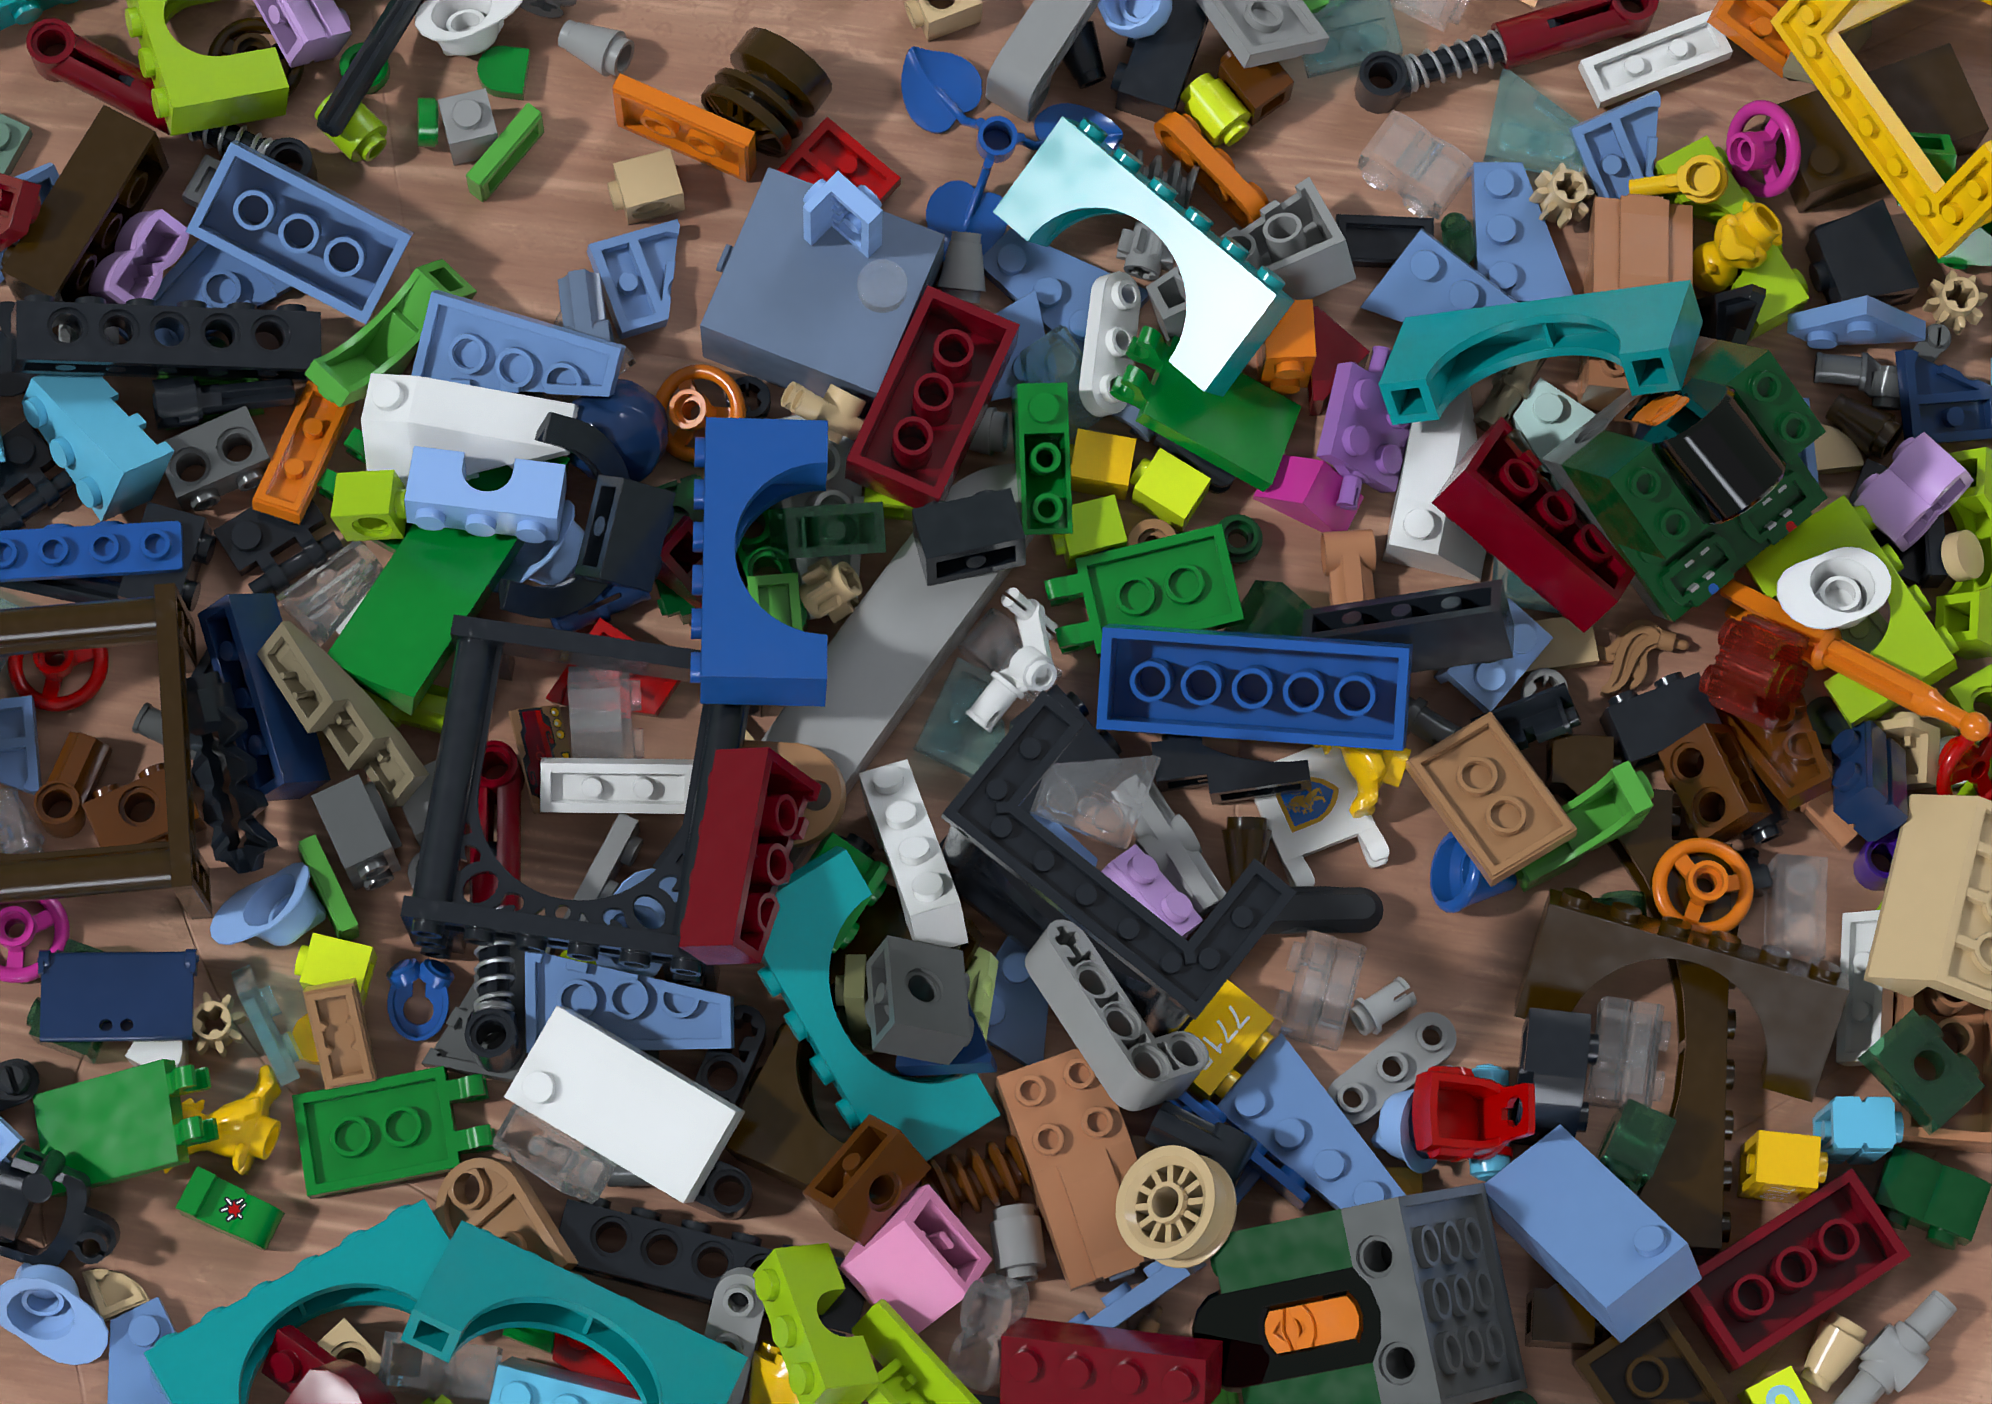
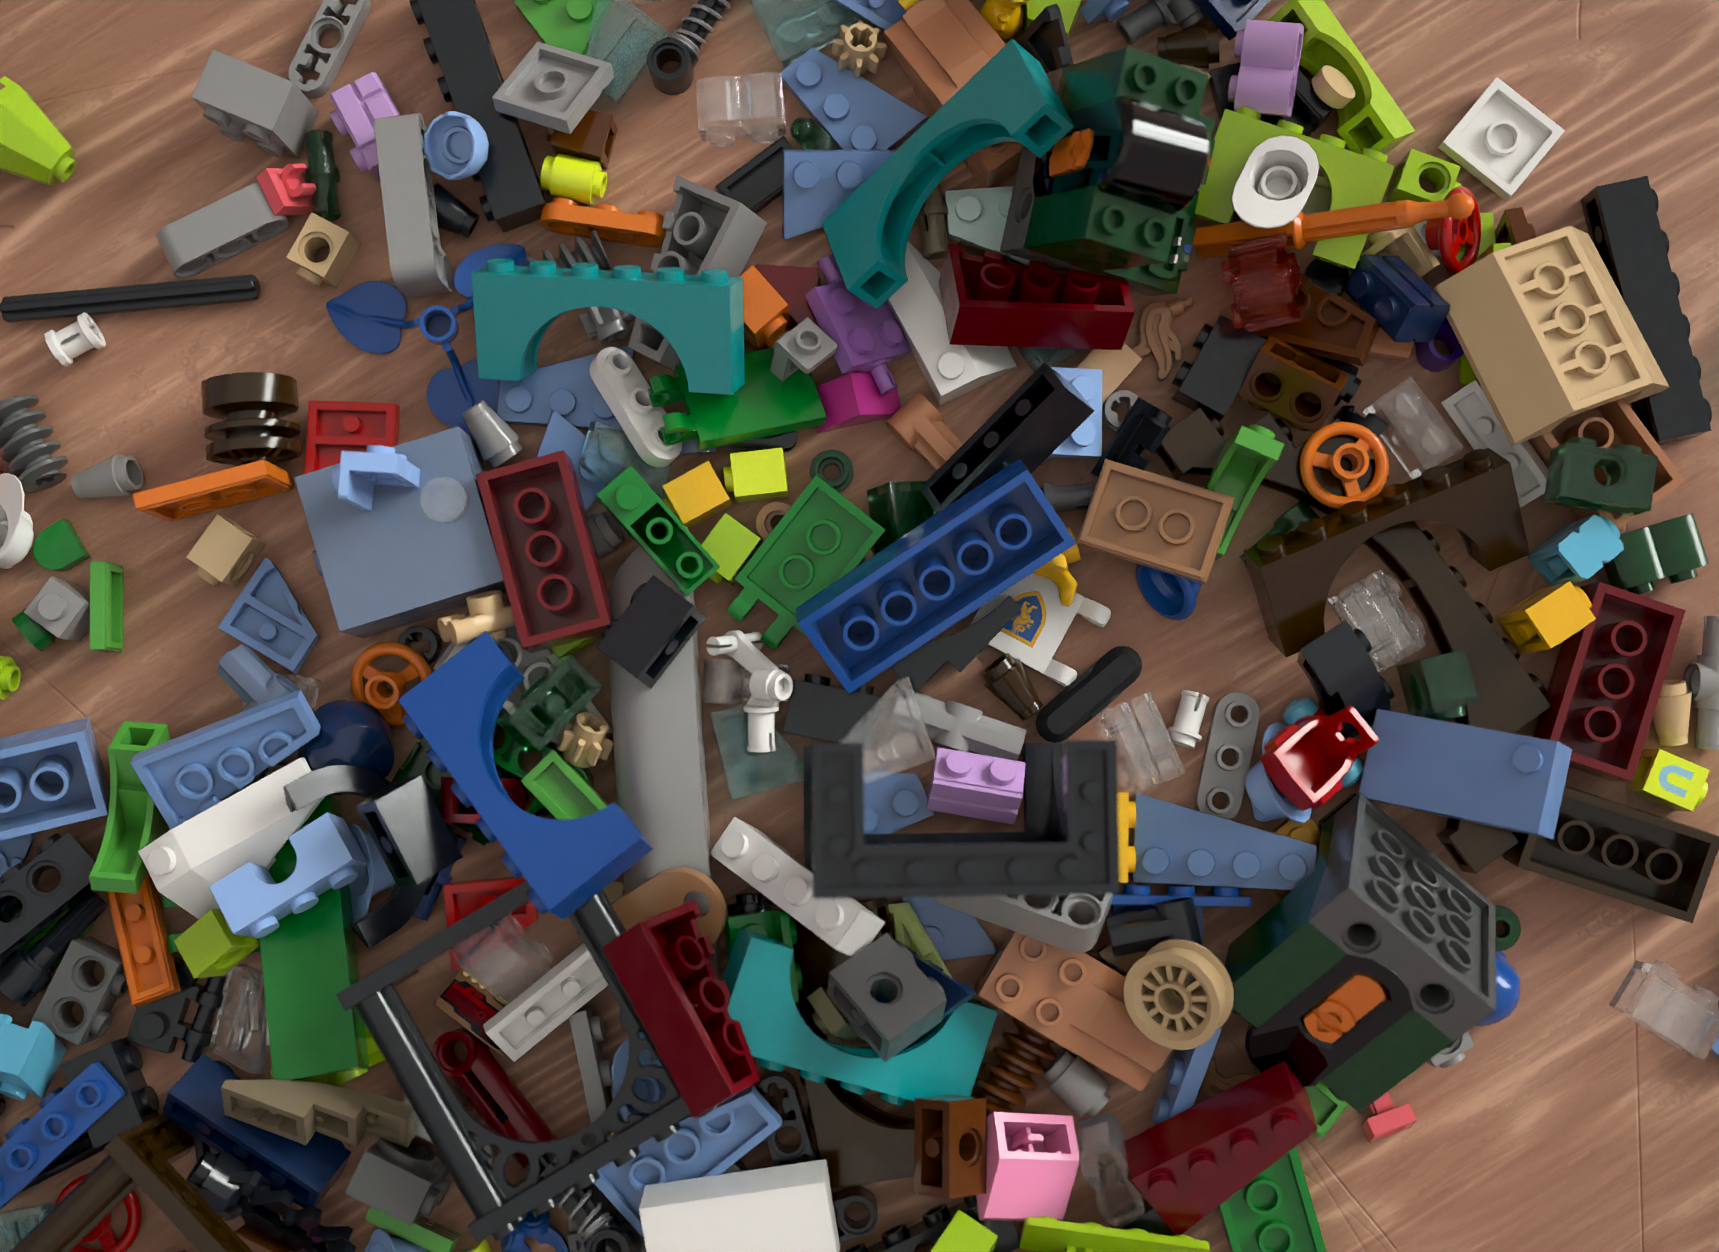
camera: 25 degrees left, 10 degrees up
(1295, 406) = (801, 348): none -> light grey bracket

